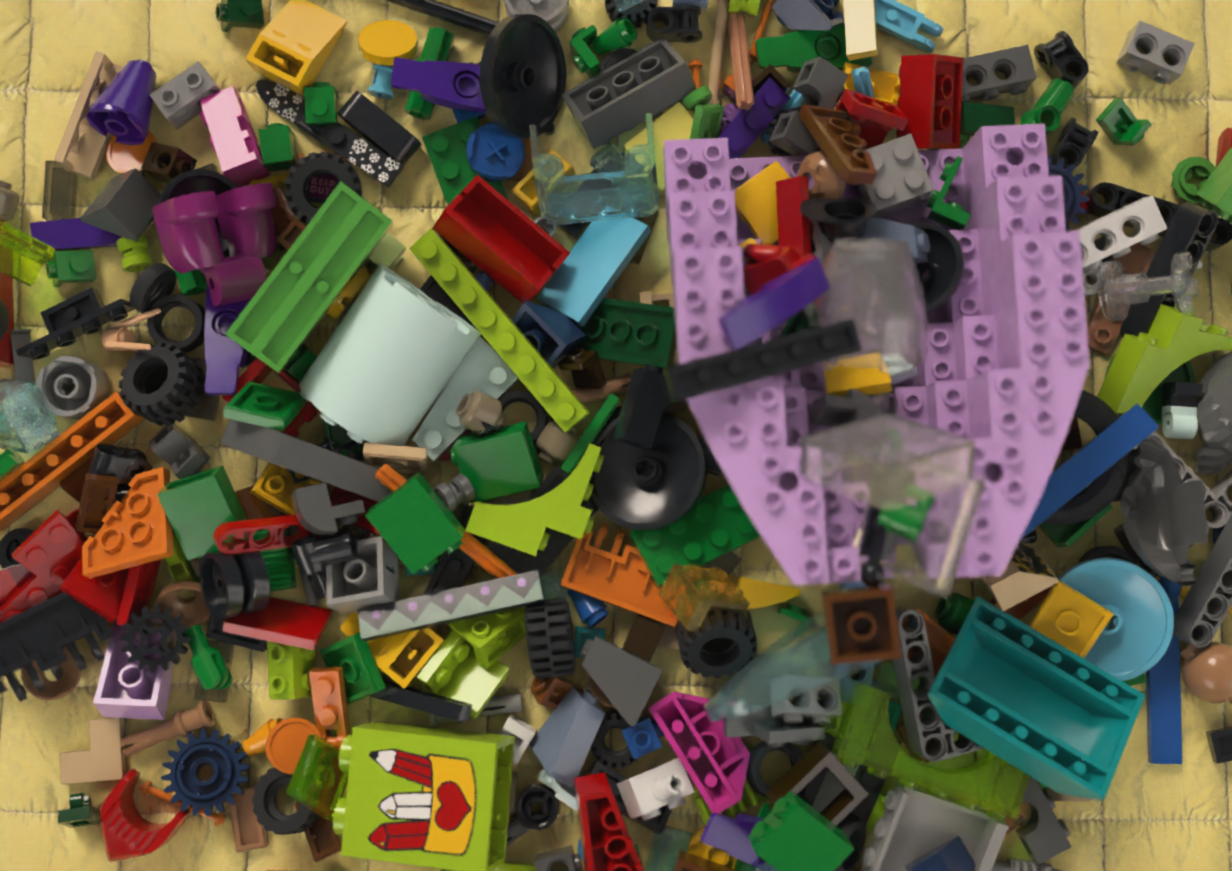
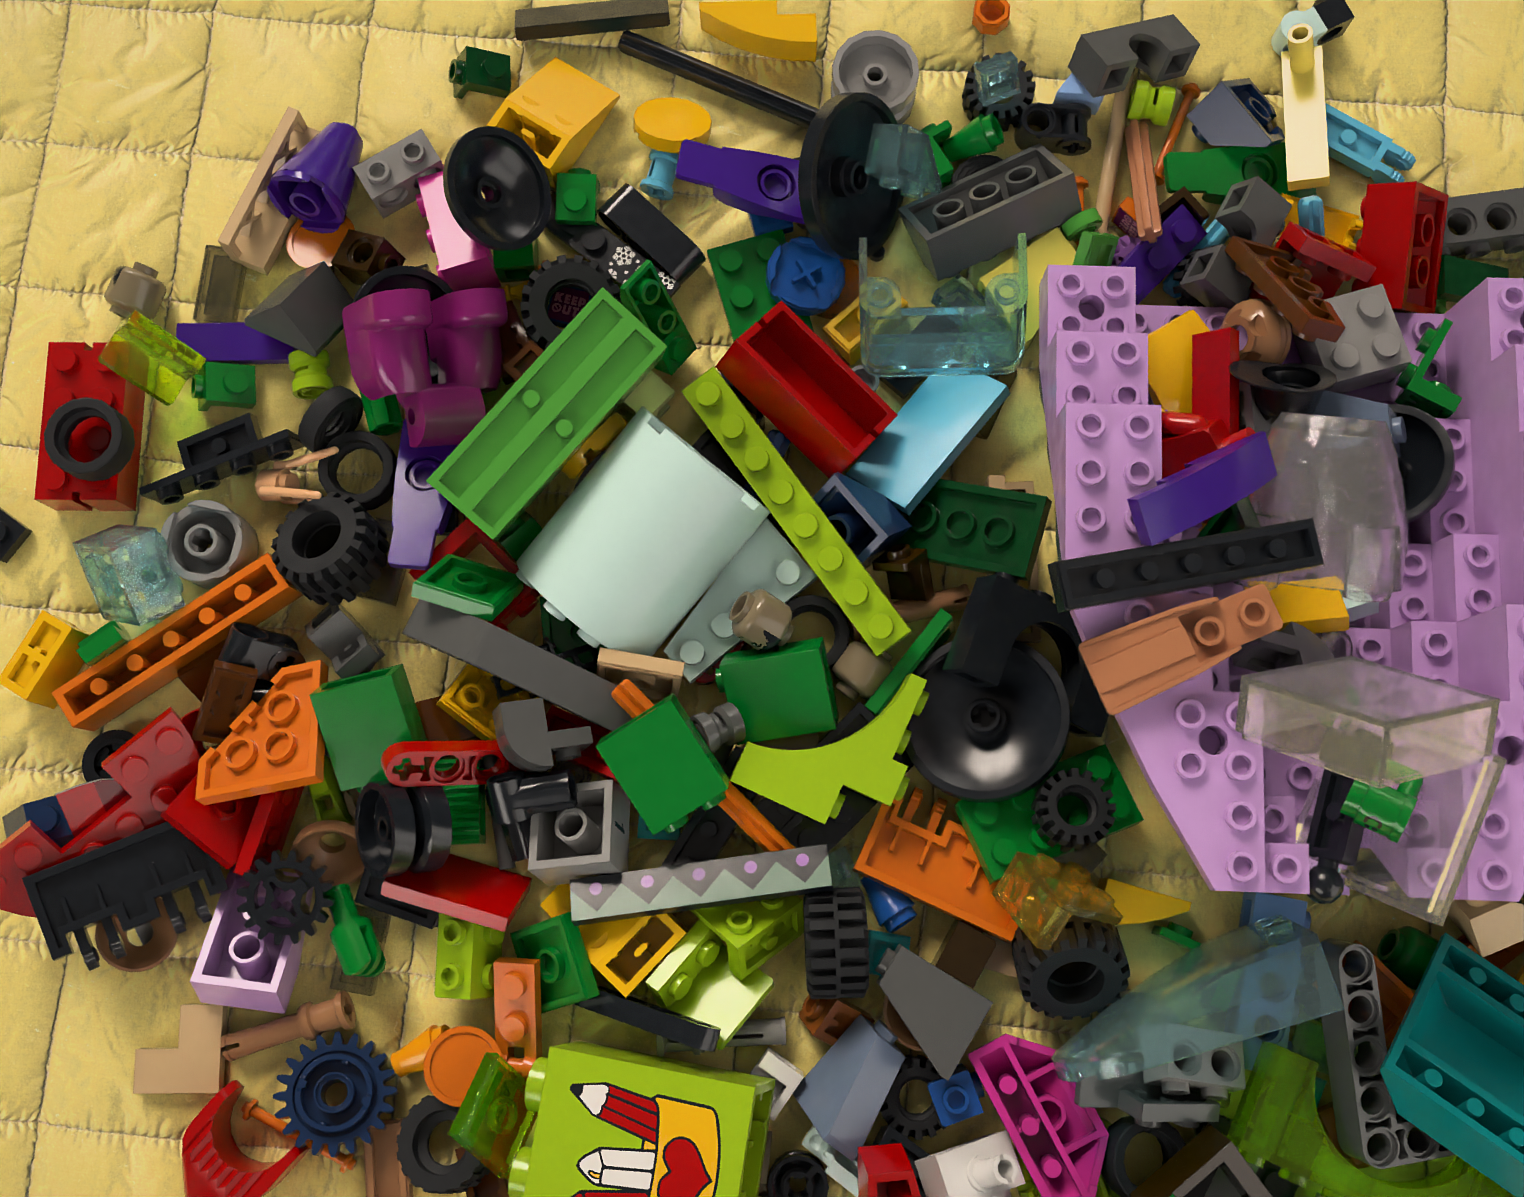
camera: 10 degrees right, 5 degrees down
(22, 365) = (145, 510): light grey piece -> none
(79, 813) = (155, 1137): dark green tile -> none
(272, 104) = (511, 181): none -> black dish
(385, 194) = (651, 304): none -> green slope
(436, 48) = (737, 132): green piece -> none
(560, 60) = (903, 160): none -> clear light blue slope
(707, 549) = (1091, 794): none -> black tyre
(757, 418) = (1175, 645): none -> nougat piece
(861, 624) = (1308, 957): reddish brown brick -> none

